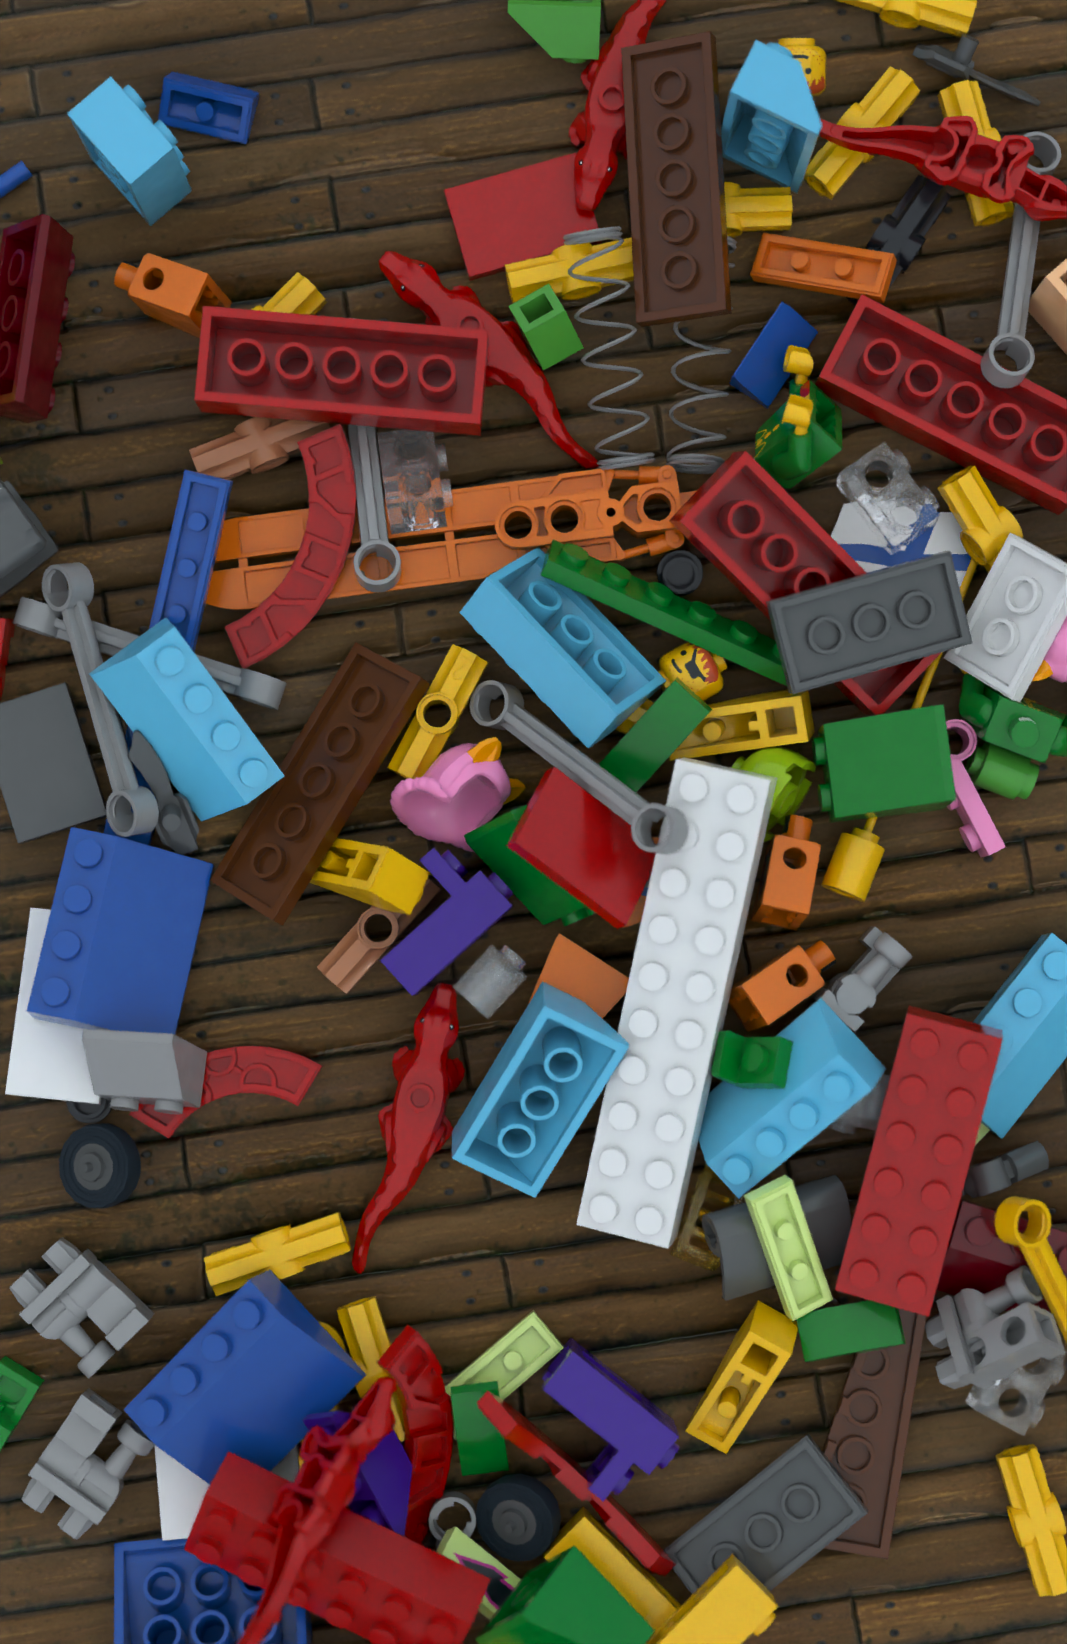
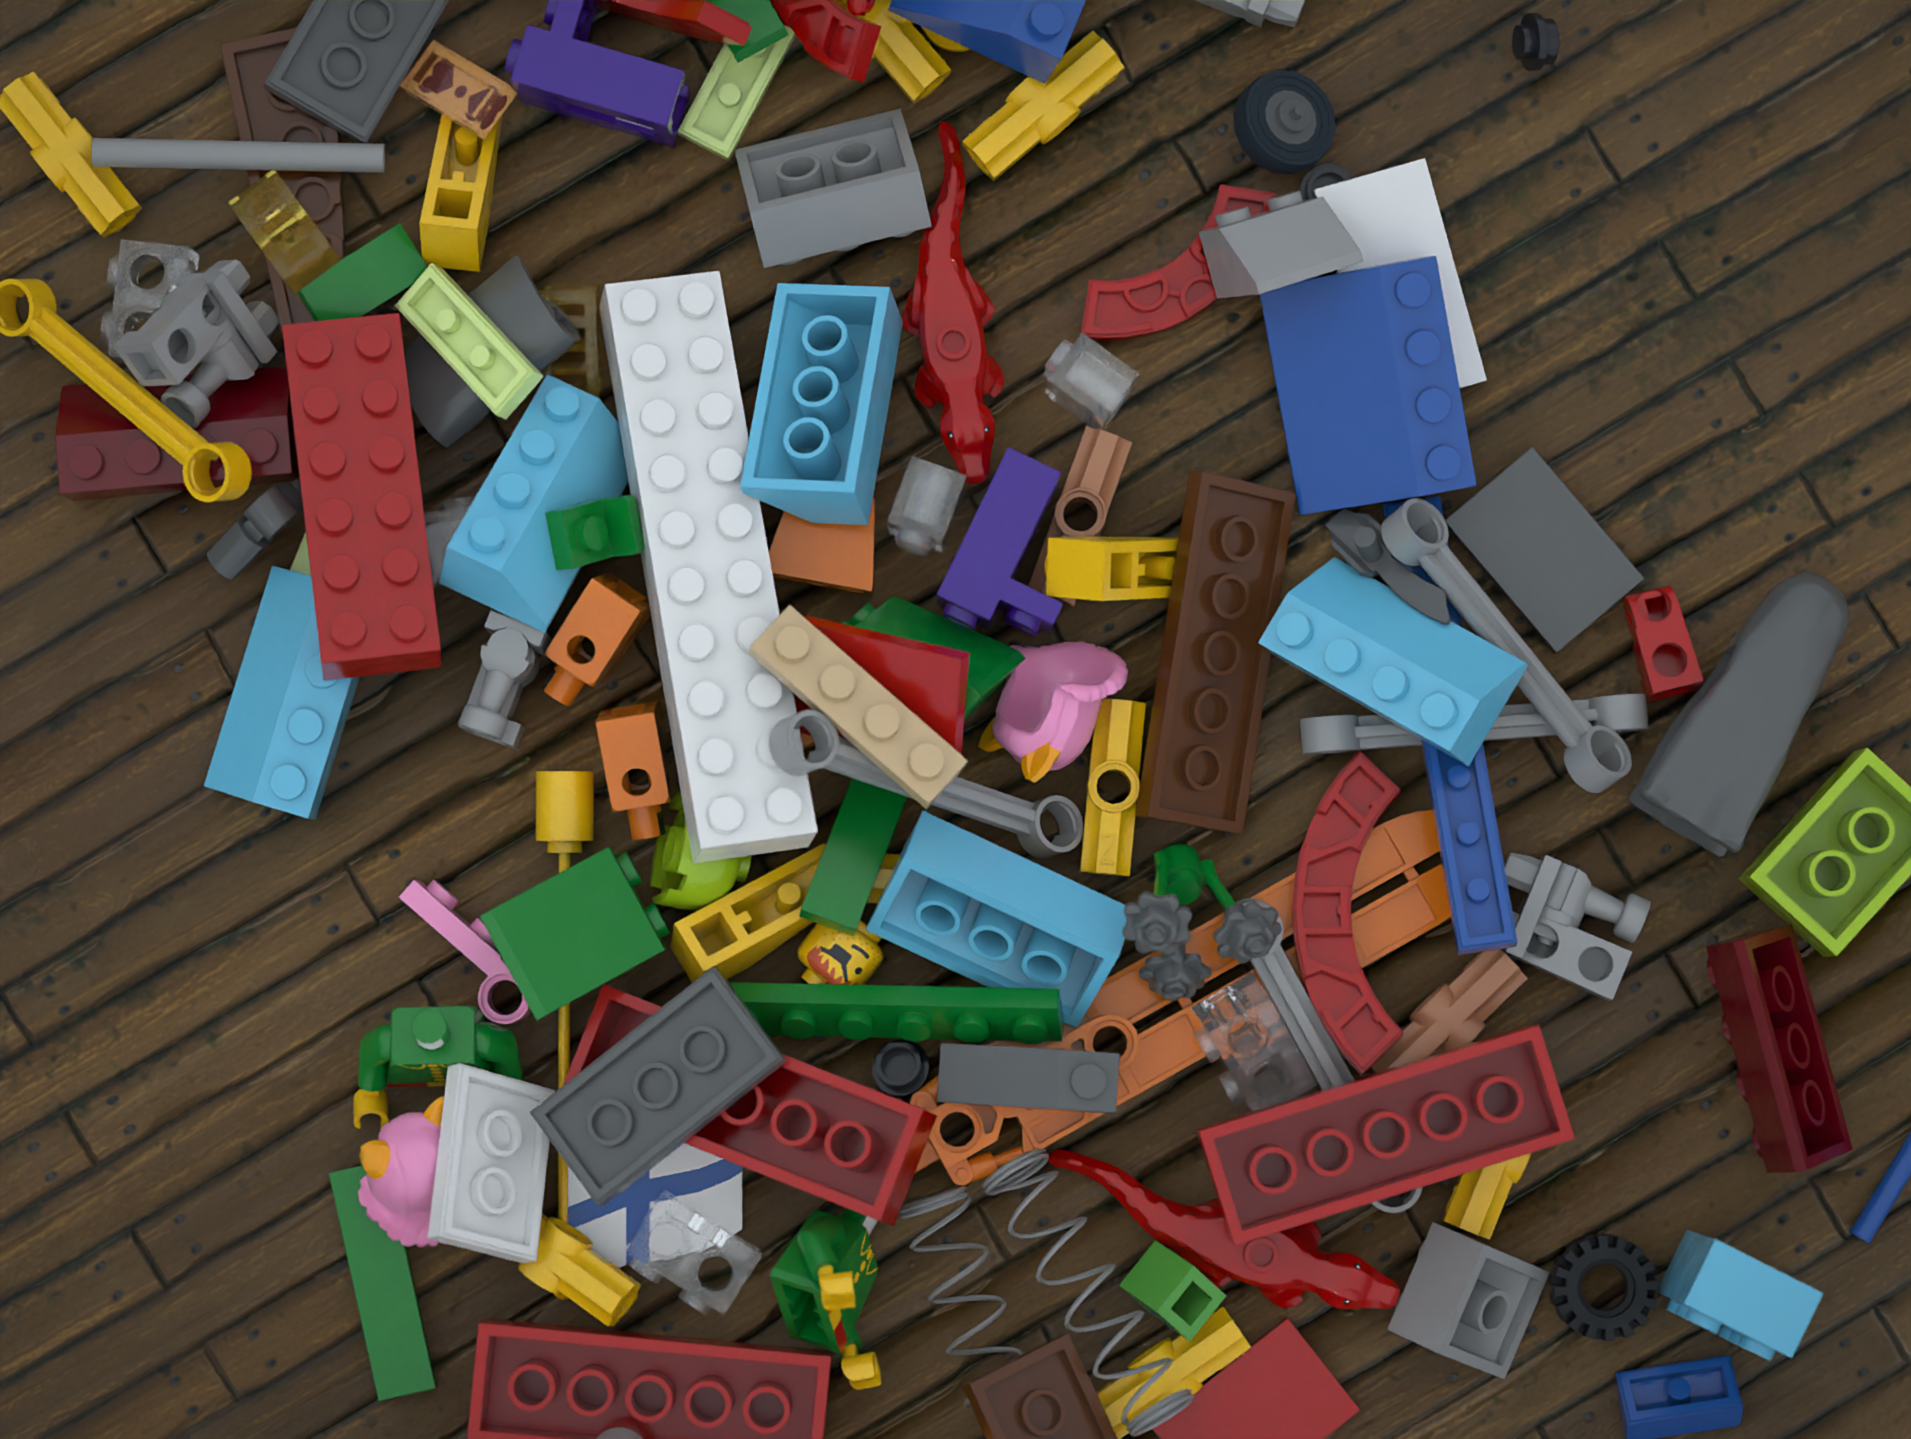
camera: 160 degrees right, 0 degrees up
(152, 489) = (1550, 921): none -> light grey hips
(170, 291) = (1624, 1153): orange torso -> none
(228, 179) = (1639, 1286): none -> black tyre
(329, 1025) = (1089, 381): none -> clear brick
(333, 235) = (1468, 1301): none -> light grey slope
(445, 585) = (1162, 926): none -> dark grey plant
(463, 1255) = (833, 188): none -> light grey slope
(588, 518) = (1028, 1078): none -> dark grey slope
(607, 840) = (858, 706): none -> tan plate
(718, 1448) = (458, 89): none -> clear orange tile
(761, 370) = (901, 1350): blue slope -> none
(896, 1391) = (284, 231): none -> clear yellow slope
(908, 1465) = (238, 155): none -> light grey piece
(1002, 771) = (435, 983): bright green brick -> none

